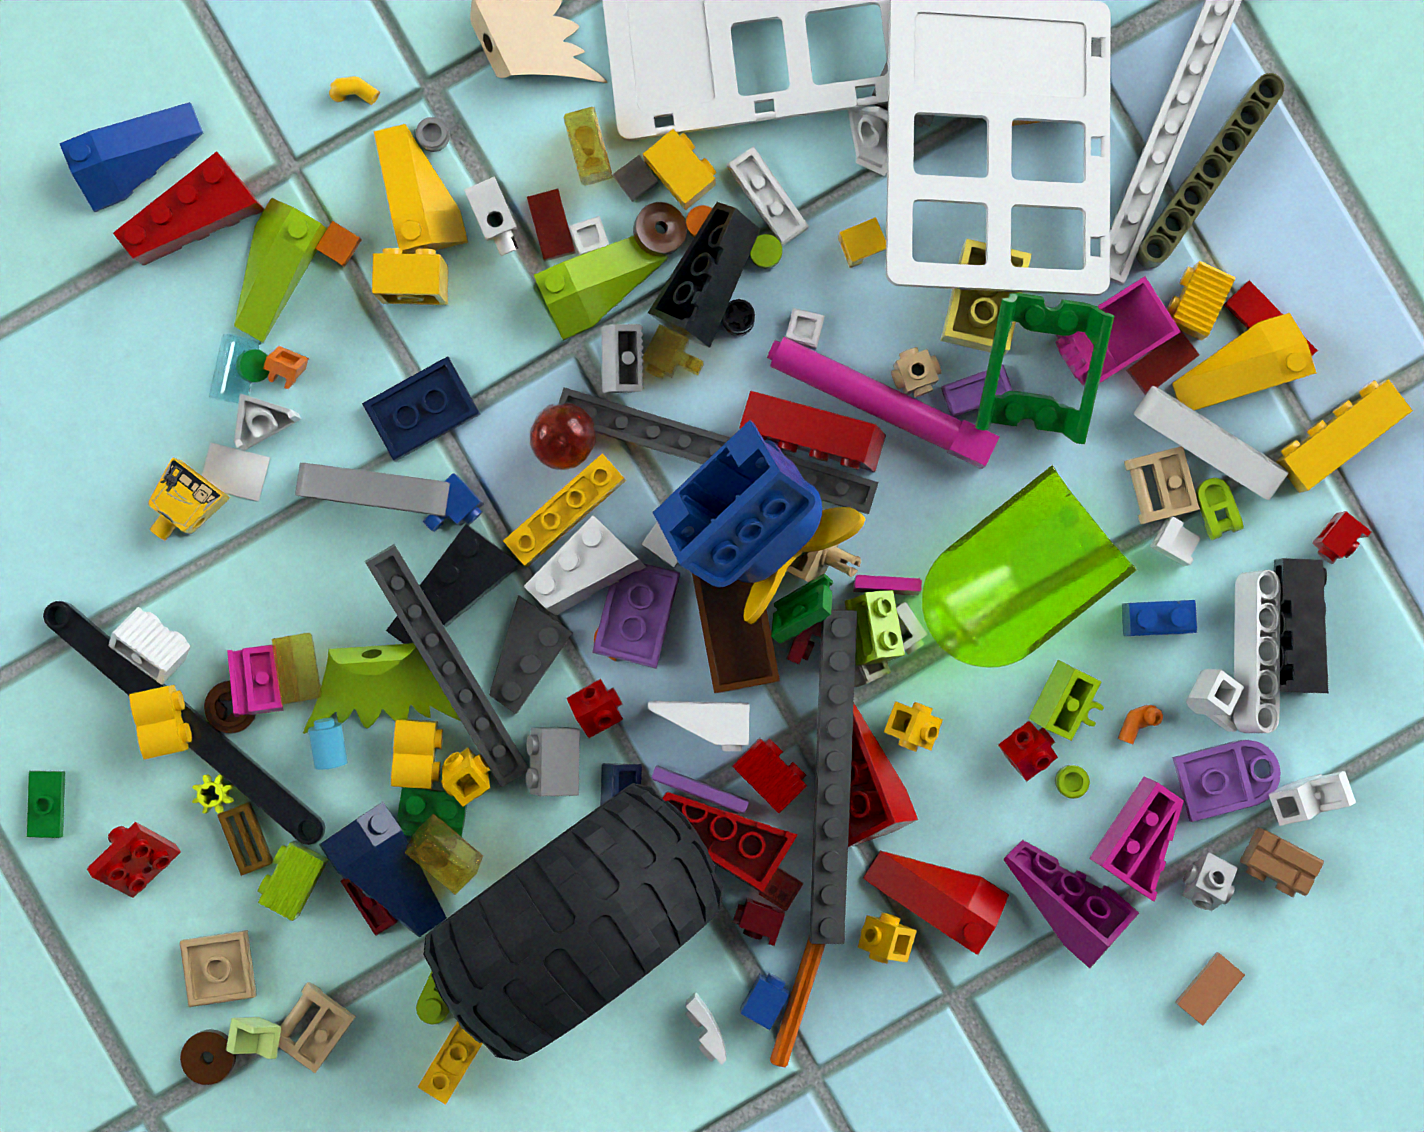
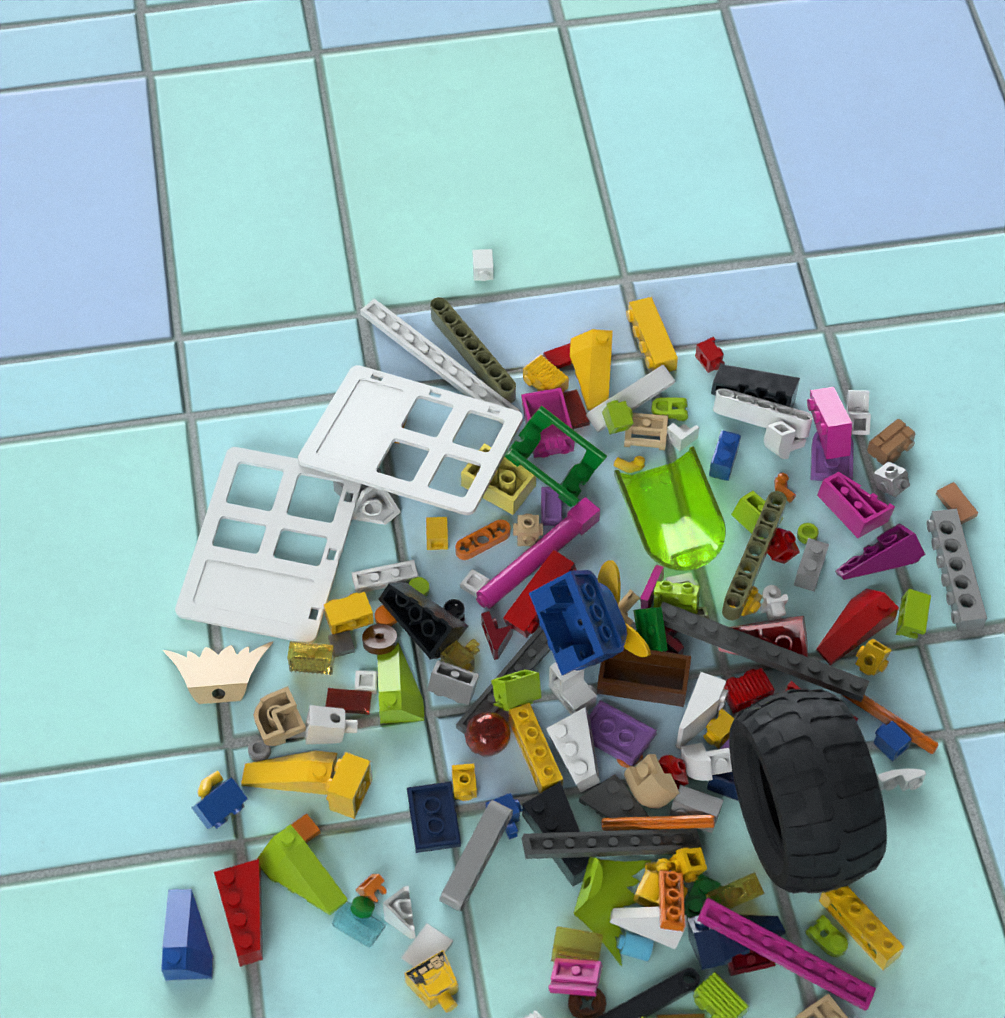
camera: 75 degrees left, 30 degrees down
(324, 116) = (220, 803): none -> blue brick
(361, 757) = (646, 923): none -> white slope
(371, 779) = (671, 900): none -> orange tile
(380, 947) = (786, 954): none -> dark pink tile
(453, 738) = (662, 864): none -> yellow arm
(479, 139) = (278, 717): none -> tan brick
(493, 435) = (460, 774): none -> yellow brick
(508, 718) = (658, 822): none -> orange axle
(559, 687) = (650, 784): none -> tan brick
(621, 748) = (702, 763): none -> white brick
(640, 451) = (516, 689): none -> lime hinge
(692, 755) = (719, 729): none -> yellow brick
(718, 393) = (496, 637): none -> dark red slope
(856, 304) = (477, 547): none -> orange beam
(921, 770) = (773, 602): none -> white hips
(986, 975) = (913, 614): none -> lime hinge
(991, 727) = (754, 563): none -> olive beam
(1013, 804) = (811, 564): none -> light grey brick
(1090, 484) = (630, 467): none -> yellow arm
(1158, 436) = (617, 416): none -> lime brick
(1165, 990) = (949, 522): none -> light grey brick
(1277, 760) = (831, 422): none -> dark pink wedge
(1379, 125) = (483, 265): none -> white brick

